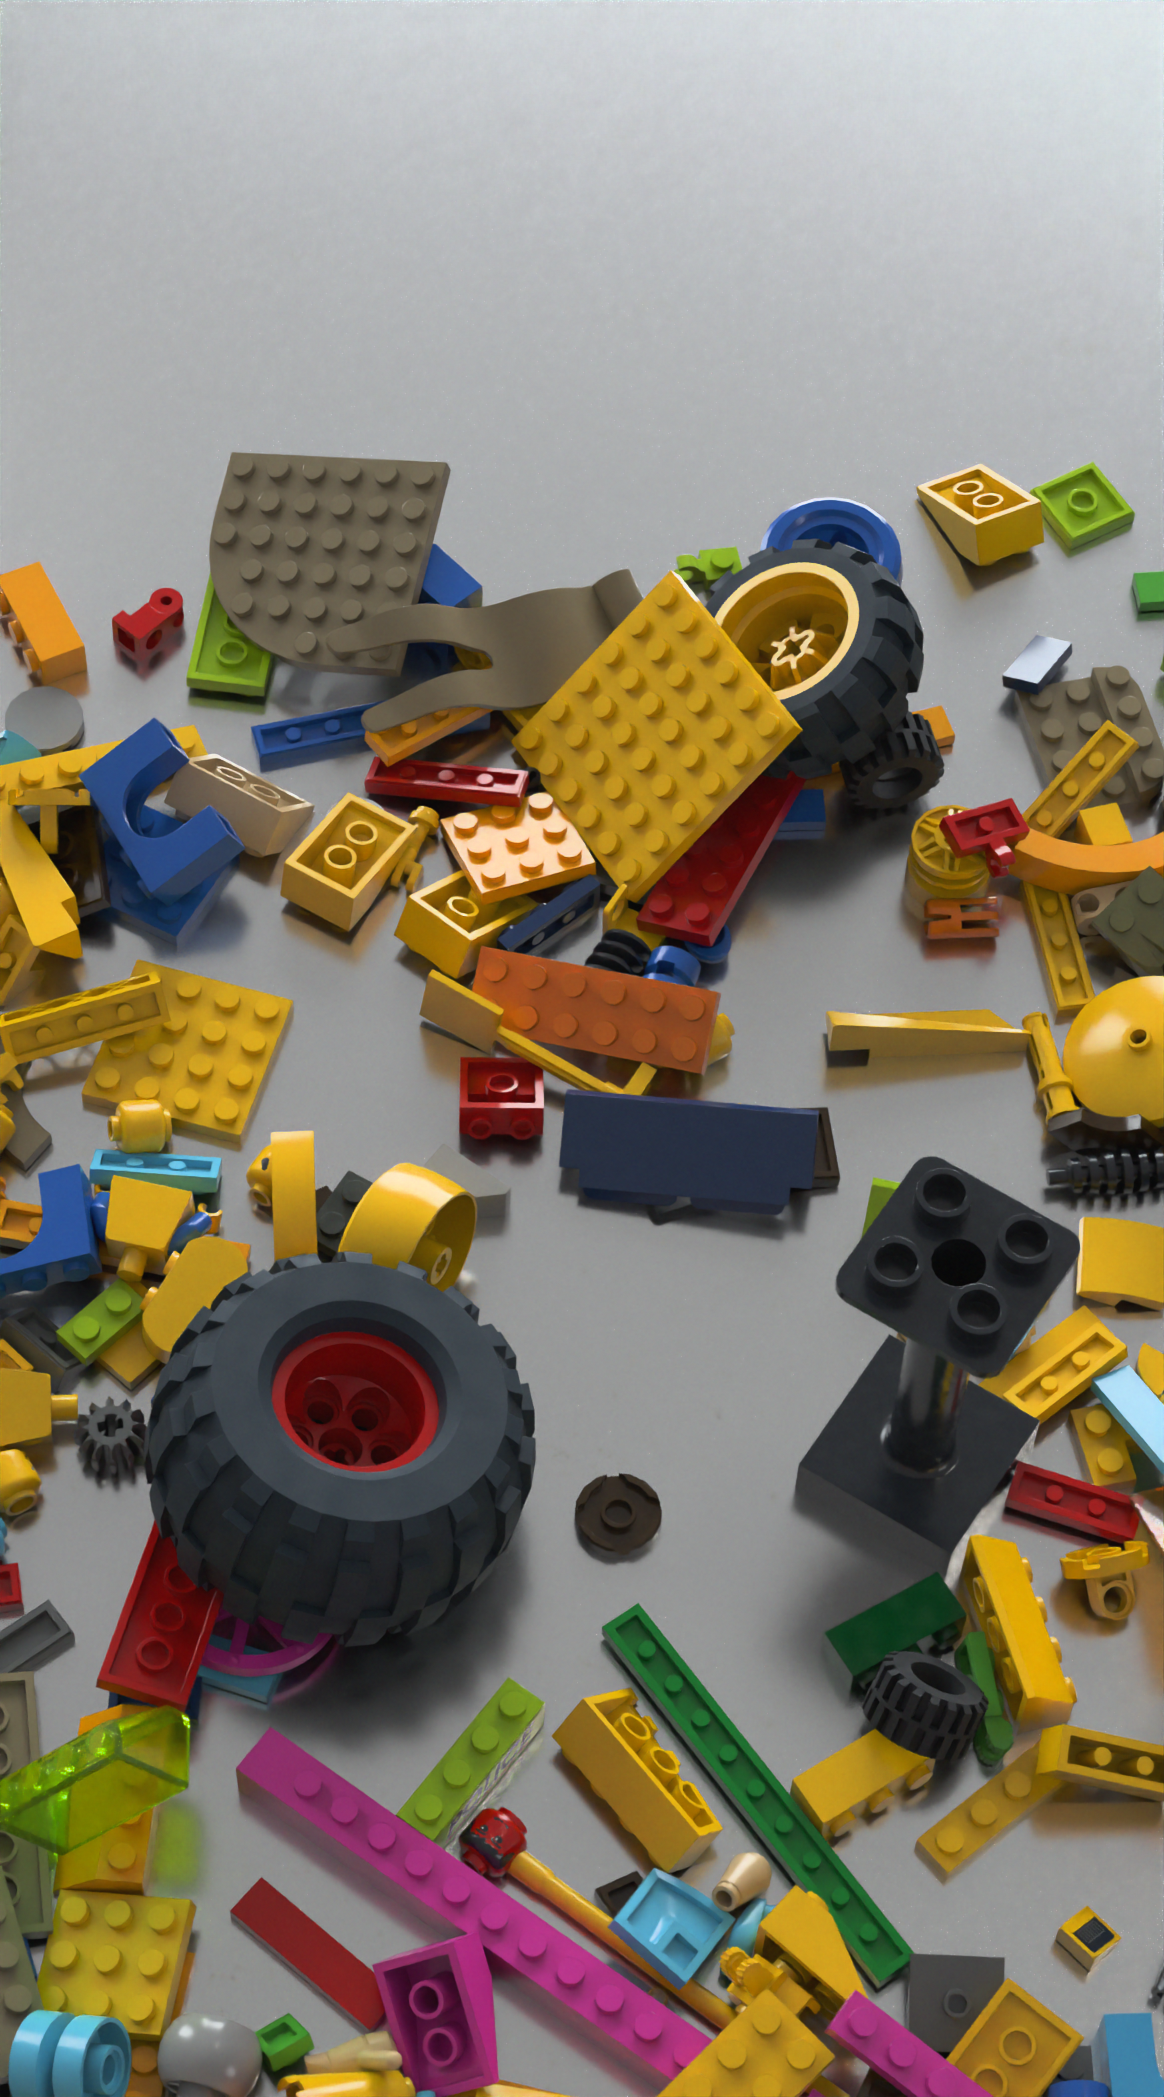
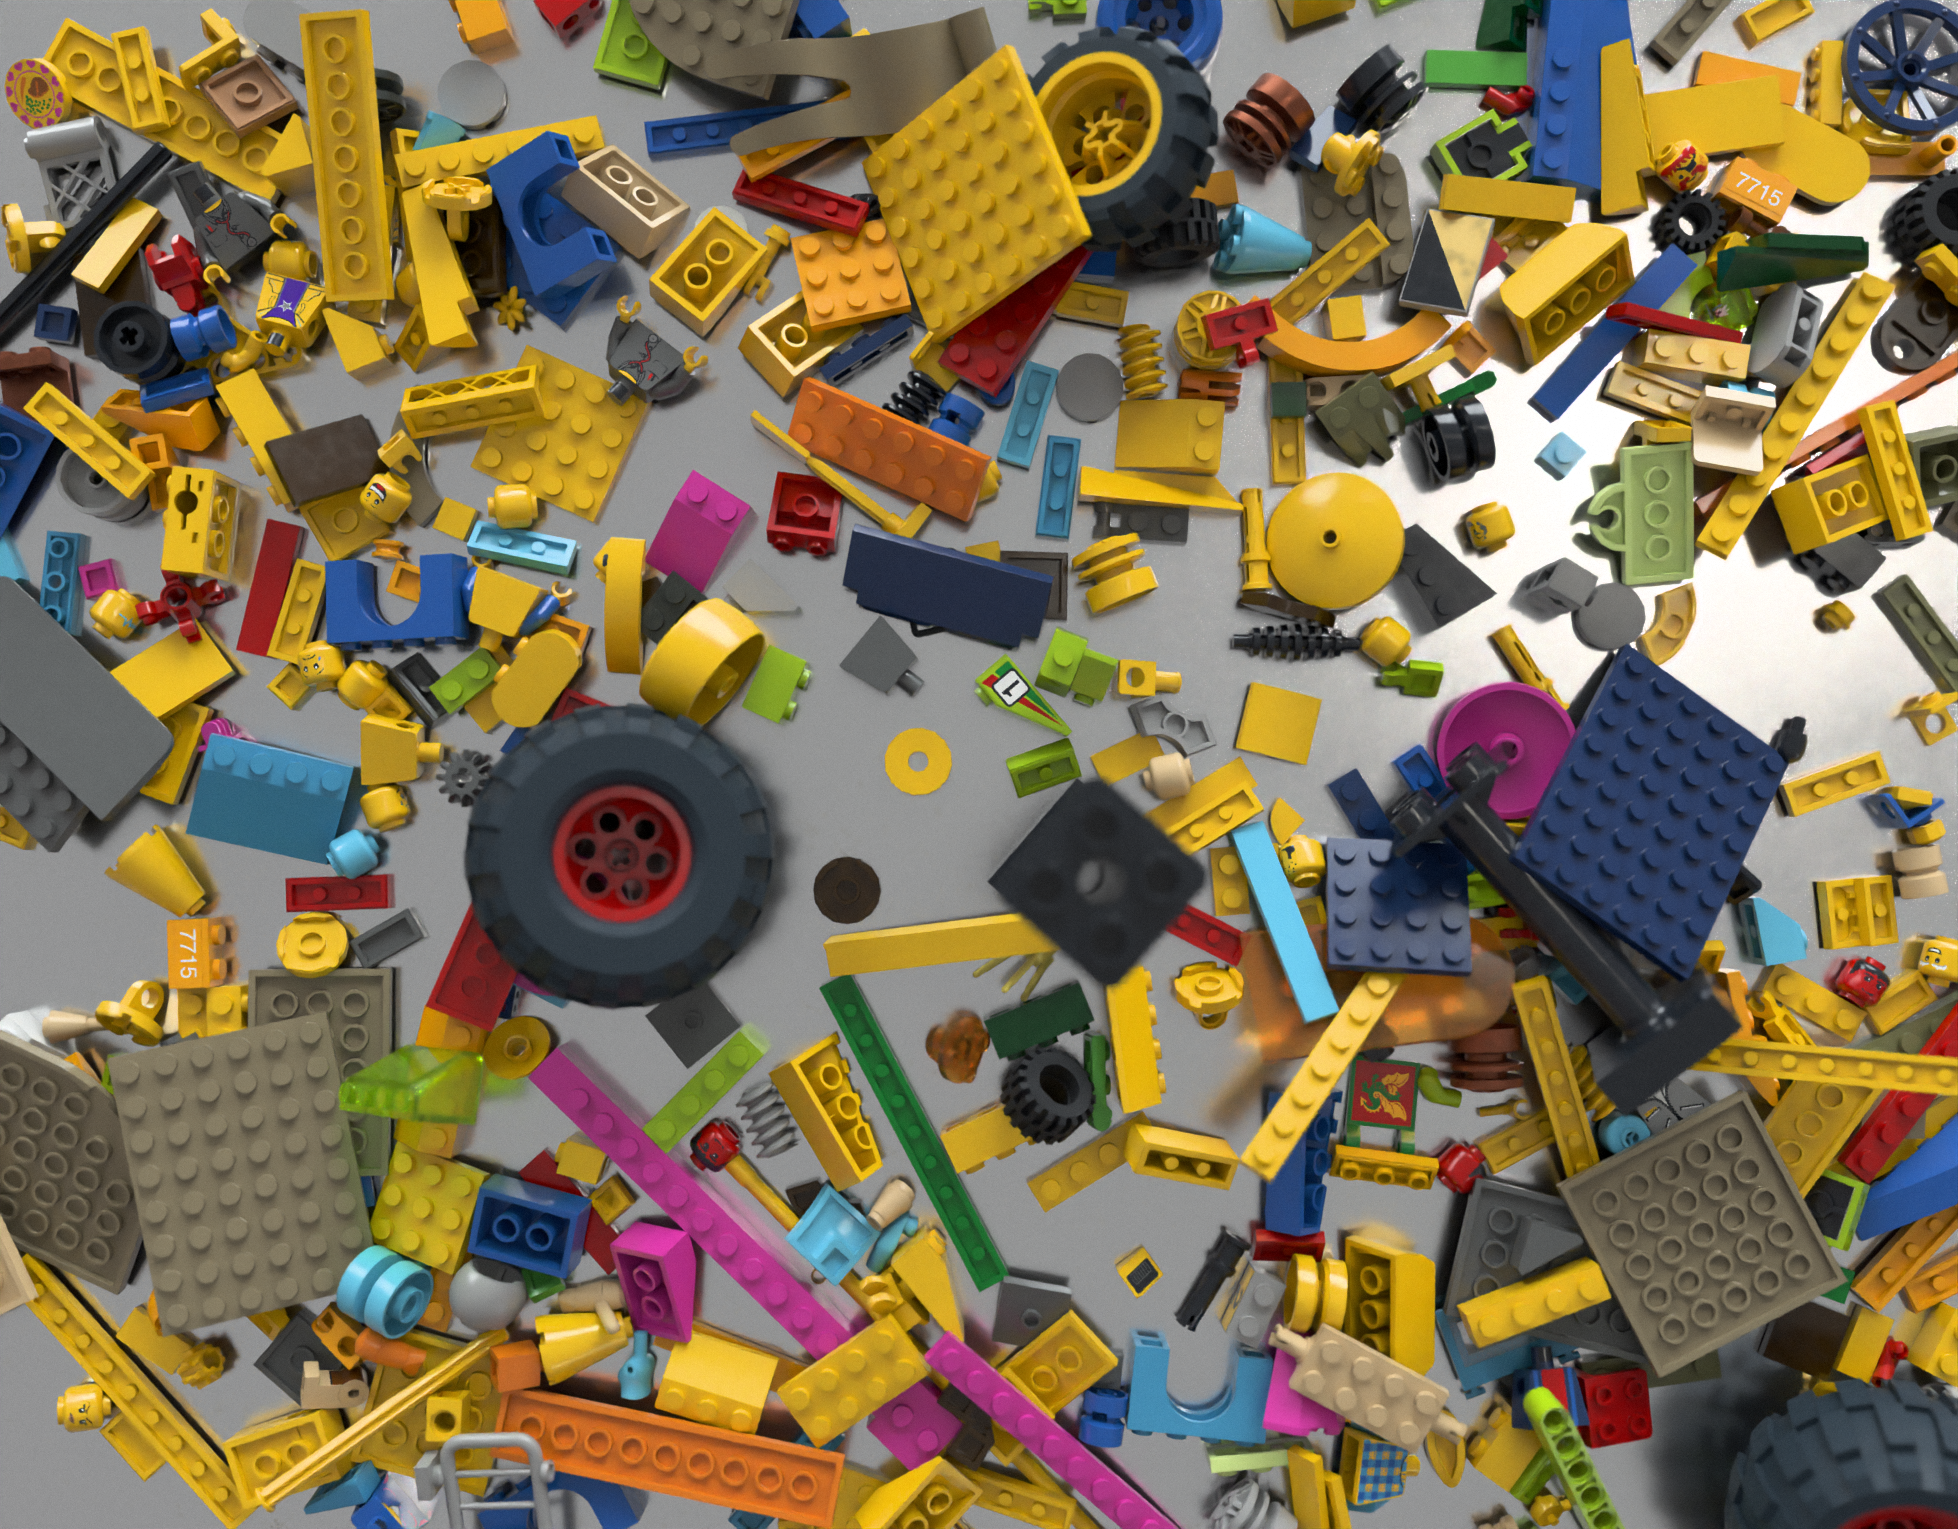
camera: 10 degrees right, 30 degrees up
(67, 1150) = (455, 519): none -> yellow tile
(113, 924) = (510, 308): none -> yellow plant
(219, 1745) = (509, 1040): none -> yellow dish
(258, 1959) = (529, 1225): none -> blue brick
(286, 958) = (644, 361): none -> dark grey torso
(317, 1878) = (581, 1160): none -> yellow brick
(361, 1930) = (611, 1200): none -> yellow tile
(374, 1122) = (698, 531): none -> dark pink slope
(438, 1693) = (693, 1023): none -> dark grey plate
(496, 1280) = (776, 685): none -> lime brick
(555, 1801) = (766, 1120): none -> light grey piece
(621, 1245) = (883, 660): none -> dark grey torso
(690, 1335) = (918, 741): none -> yellow tile
(751, 968) = (1028, 414): none -> medium azure plate
(781, 1533) = (932, 945): none -> yellow tile
(790, 1263) = (1015, 694): none -> slope
(795, 1672) = (958, 1048): none -> clear orange plate
(801, 1044) = (1058, 487): none -> dark azure tile
(806, 851) = (1093, 304): none -> yellow hinge
(819, 936) = (1089, 387): none -> light grey tile
(841, 1348) = (1043, 767): none -> lime slope
(845, 1209) = (1061, 661): none -> lime torso
(872, 1556) = (1043, 959): none -> light yellow plant
(876, 897) = (1141, 361): none -> yellow piece
(890, 1112) = (1114, 573): none -> yellow wheel
(909, 1069) = (1149, 522): none -> dark grey plate
(927, 970) = (1170, 436): none -> yellow slope
(972, 647) = (1269, 120): none -> copper wheel
(987, 768) = (1258, 244): none -> medium azure cone
(1056, 919) = (1288, 400): none -> dark green tile
(1075, 669) = (1351, 159): none -> yellow plate
(1093, 608) = (1382, 91): none -> black wheel

